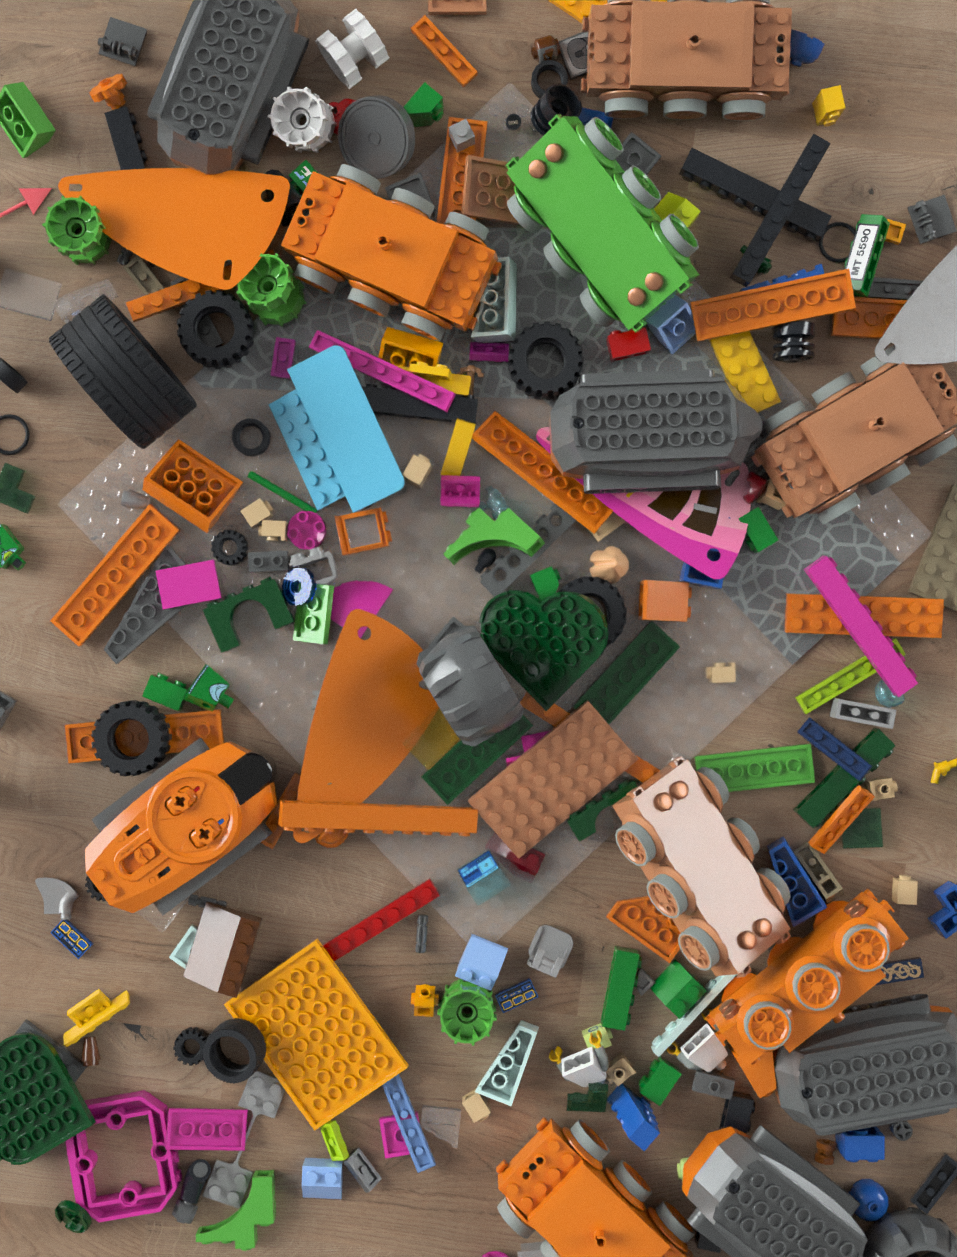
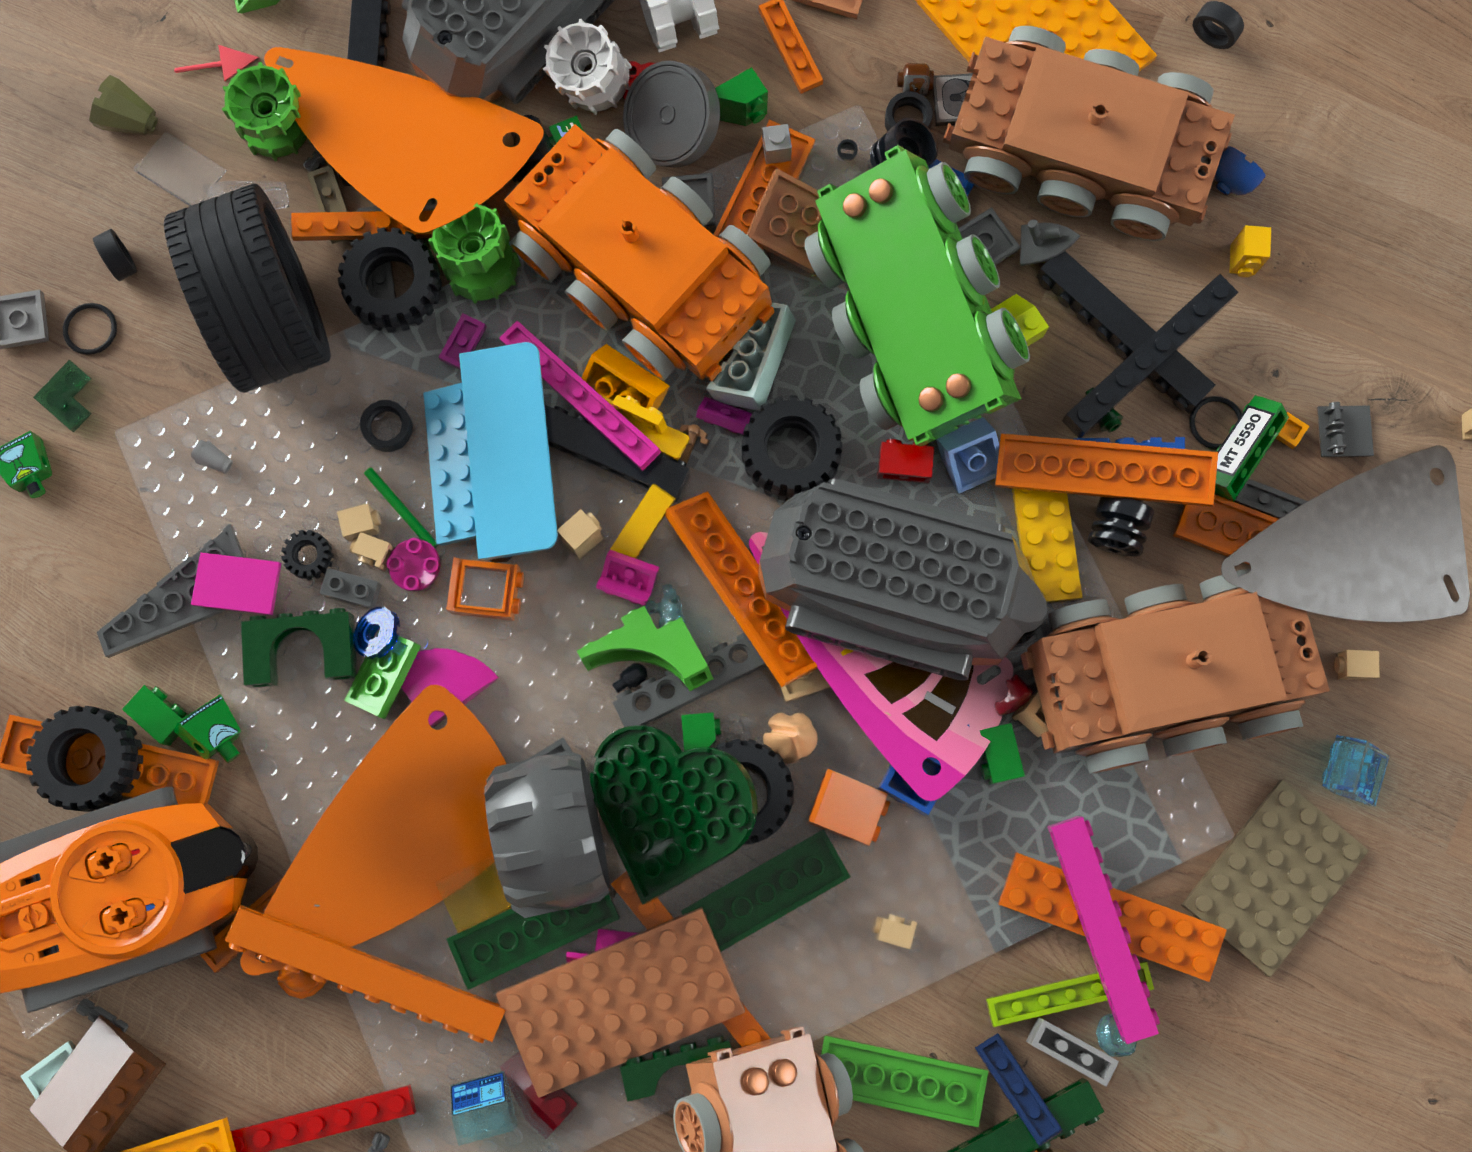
camera: 20 degrees right, 10 degrees down
(115, 575) = (149, 543): orange plate -> none
(191, 485) = (289, 462): orange slope -> none
(316, 554) = (411, 600): light grey piece -> none
(678, 146) = (1044, 241): none -> dark grey shield

